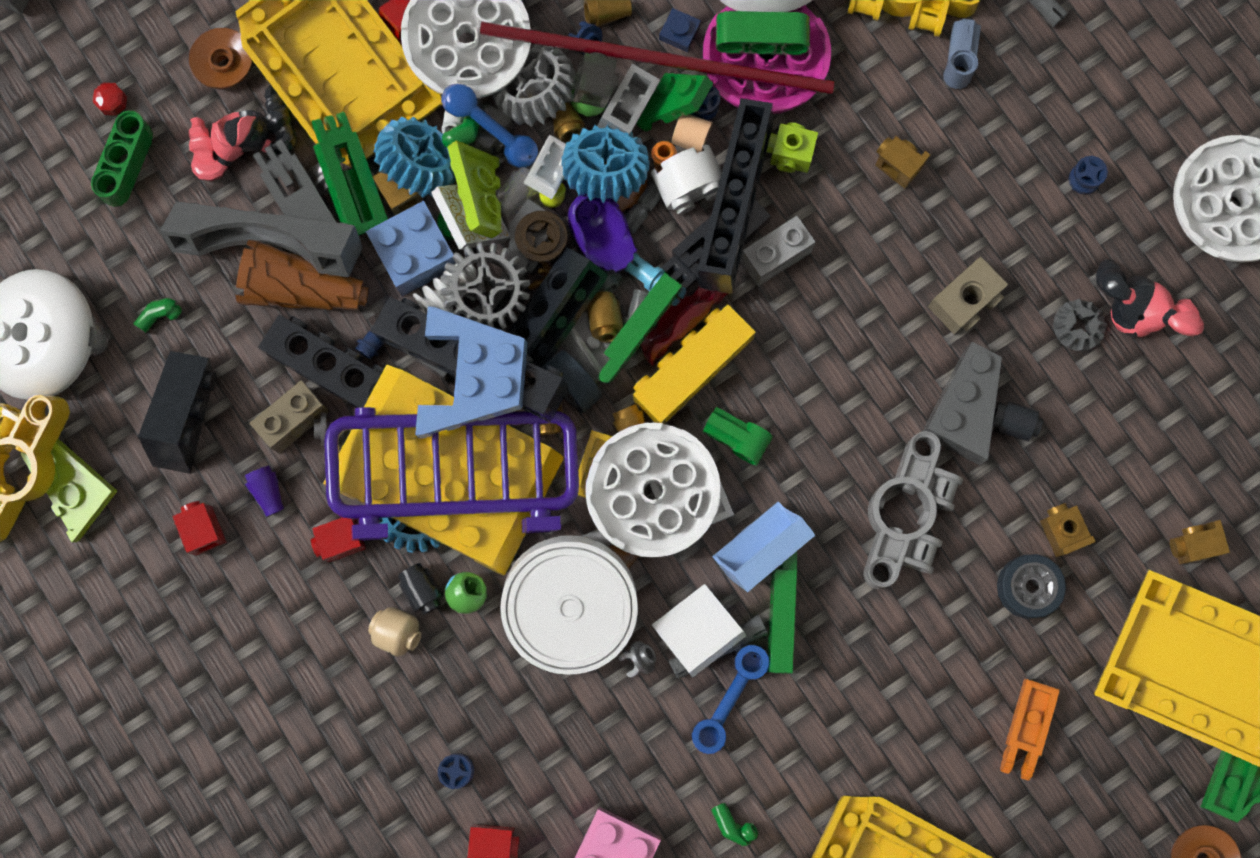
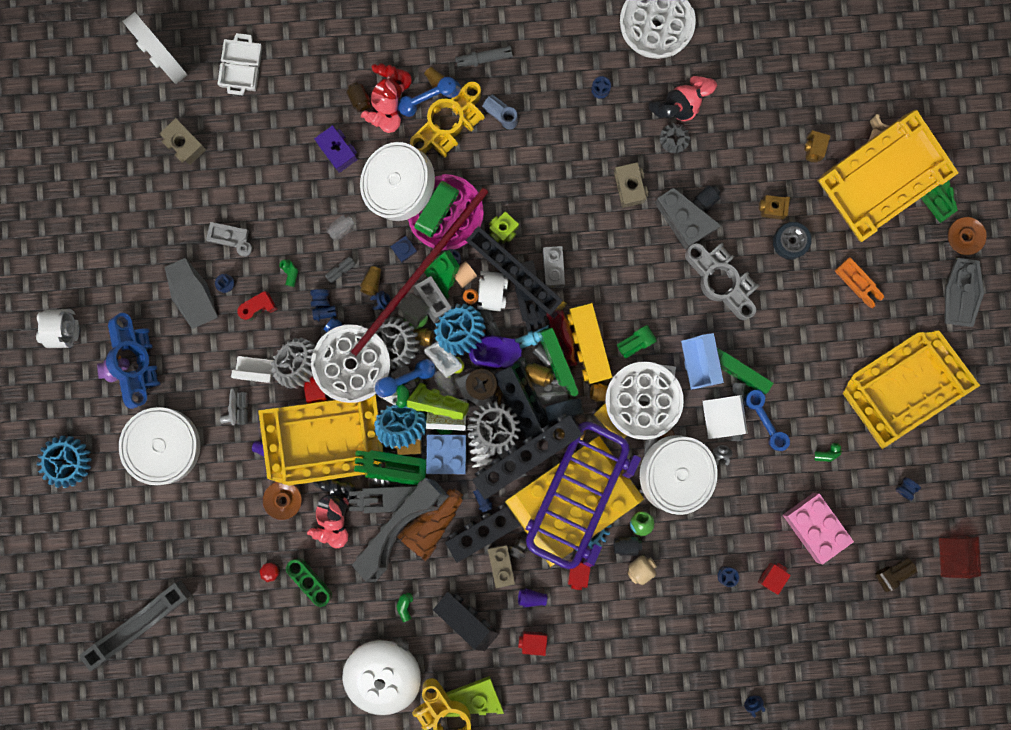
camera: 65 degrees left, 5 degrees up
(487, 373) = (546, 452): medium blue wing -> none
(900, 160) = (540, 177): pearl gold brick -> none

